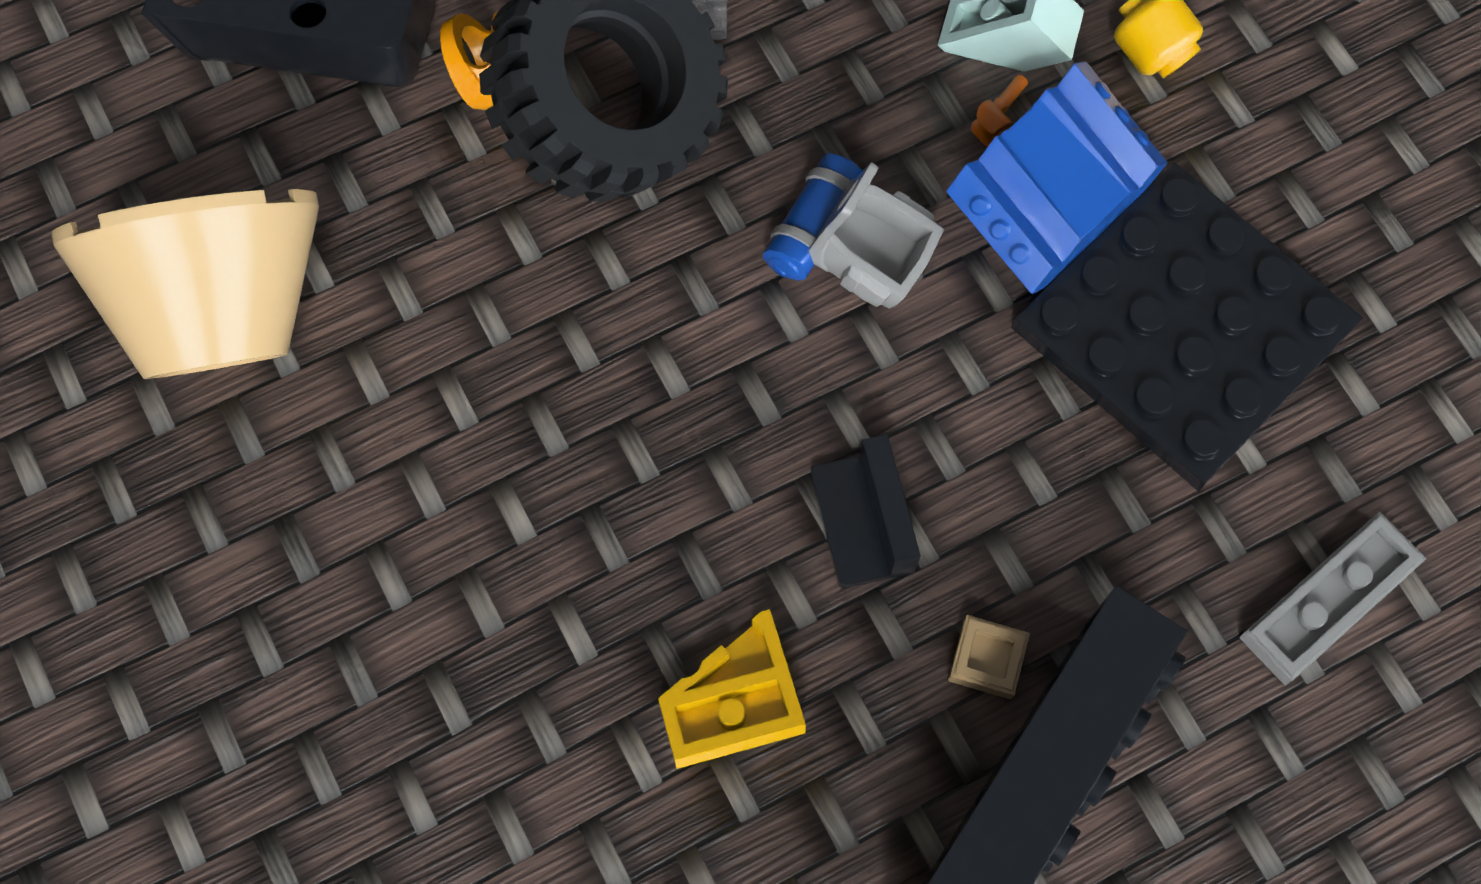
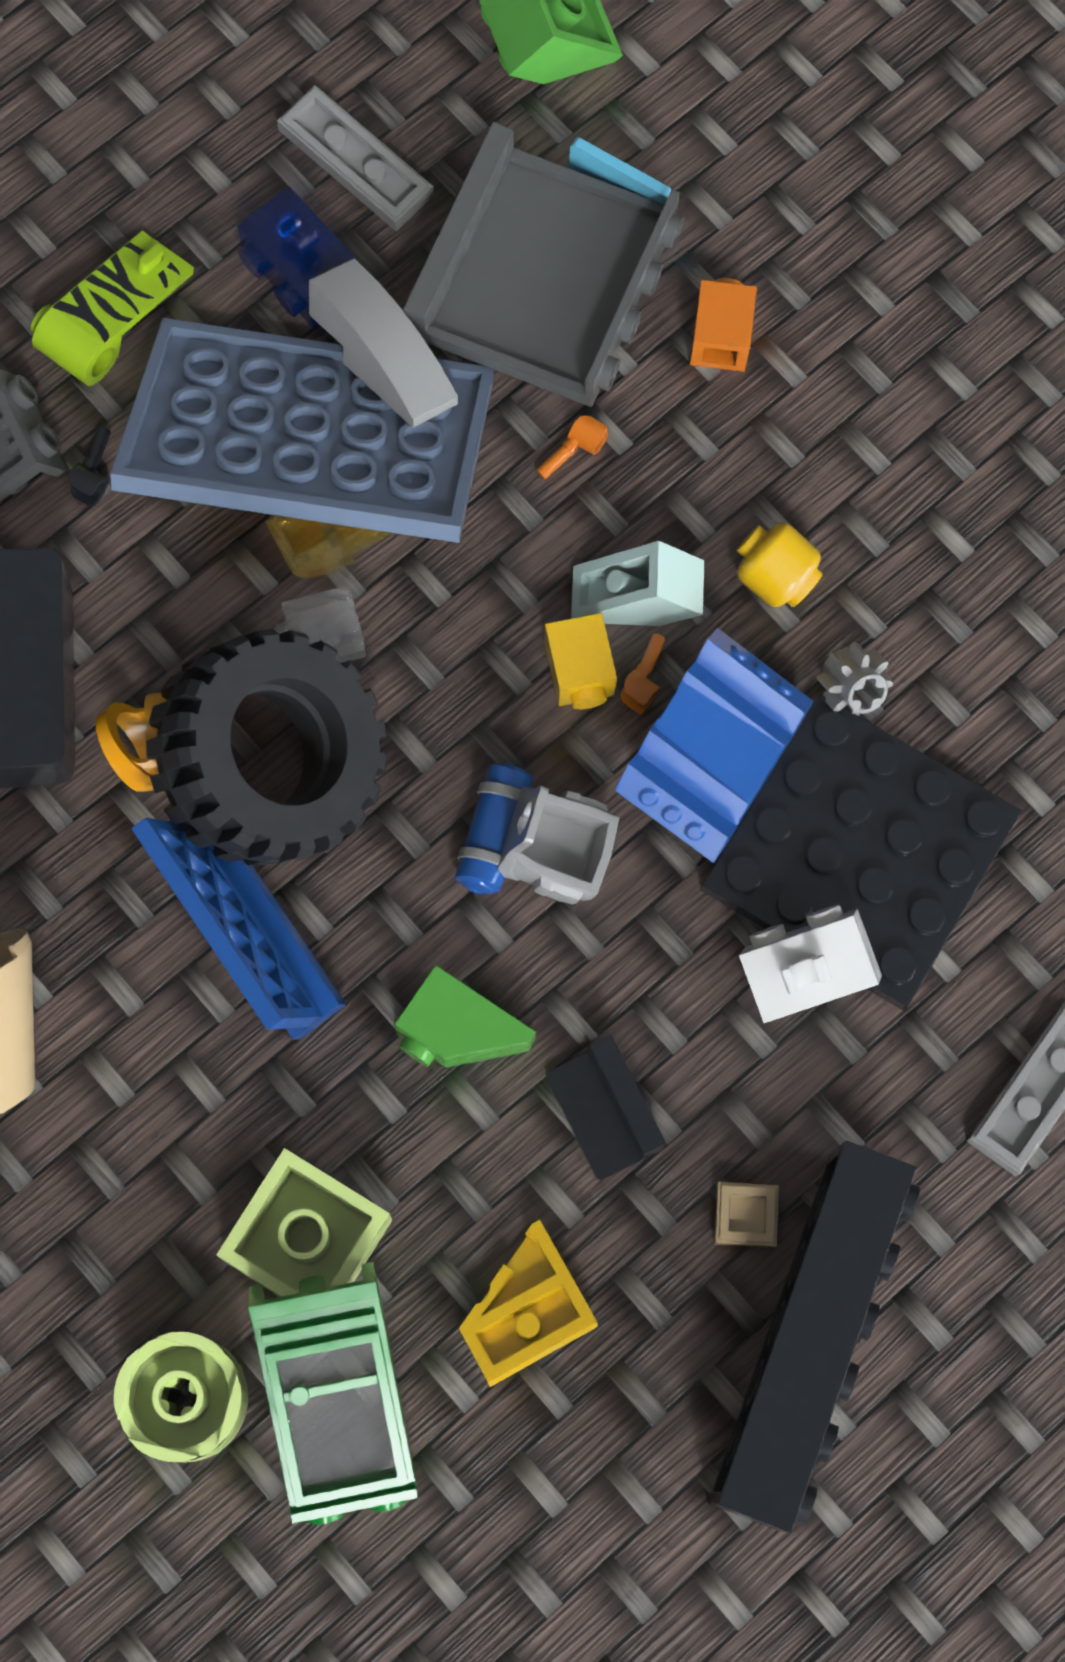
camera: 15 degrees left, 5 degrees up
(349, 661) = (152, 1419): none -> yellowish green brick
(506, 733) = (333, 1398): none -> door
(521, 565) = (303, 1228): none -> yellowish green brick
(537, 250) = (244, 930): none -> blue fence
(733, 396) = (458, 1025): none -> bright green slope
(938, 79) = (580, 661): none -> yellow brick
(1111, 411) = (810, 963): none -> white brick
(1214, 153) = (855, 680): none -> light grey gear

